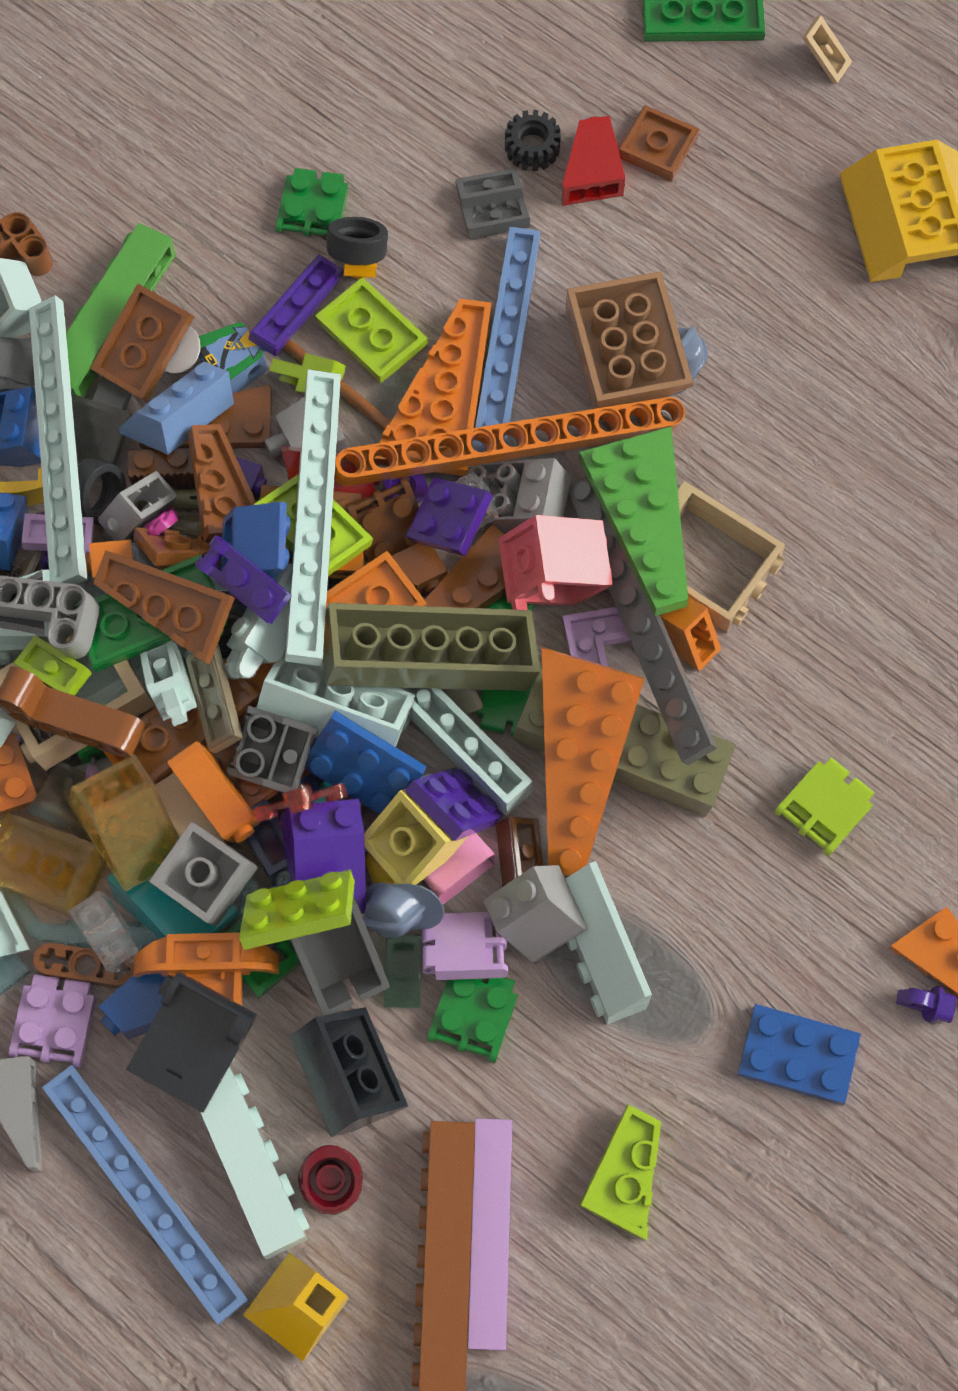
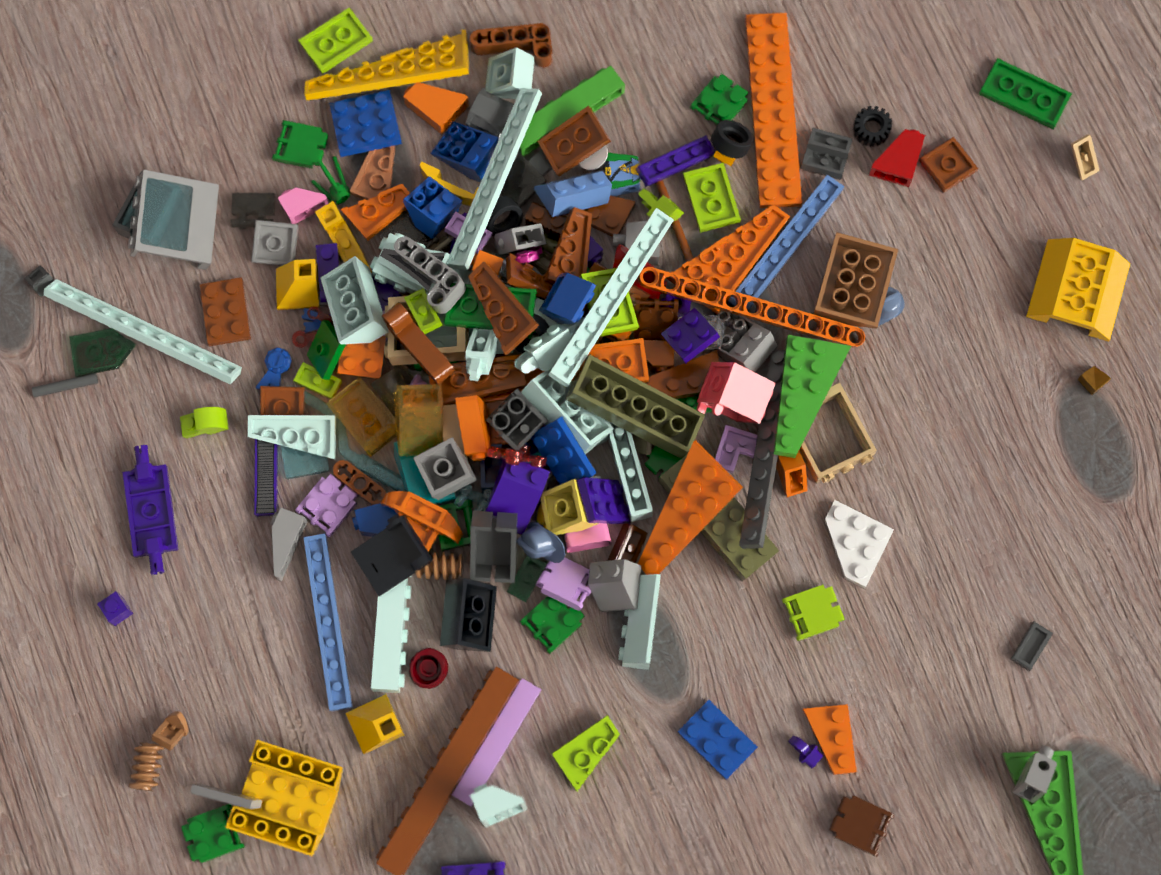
camera: 30 degrees right, 5 degrees up
(106, 931) = (378, 472): clear brick -> none
(214, 701) = (500, 377): dark tan tile -> none
(244, 580) = (549, 317): dark purple plate -> none
(274, 1019) = (442, 566): none -> medium nougat piece
(297, 909) = (483, 515): lime plate -> none
(390, 183) = (773, 110): none -> orange plate
(546, 1323) = (496, 804): none -> light aqua slope
(827, 681) = (856, 541): none -> white plate

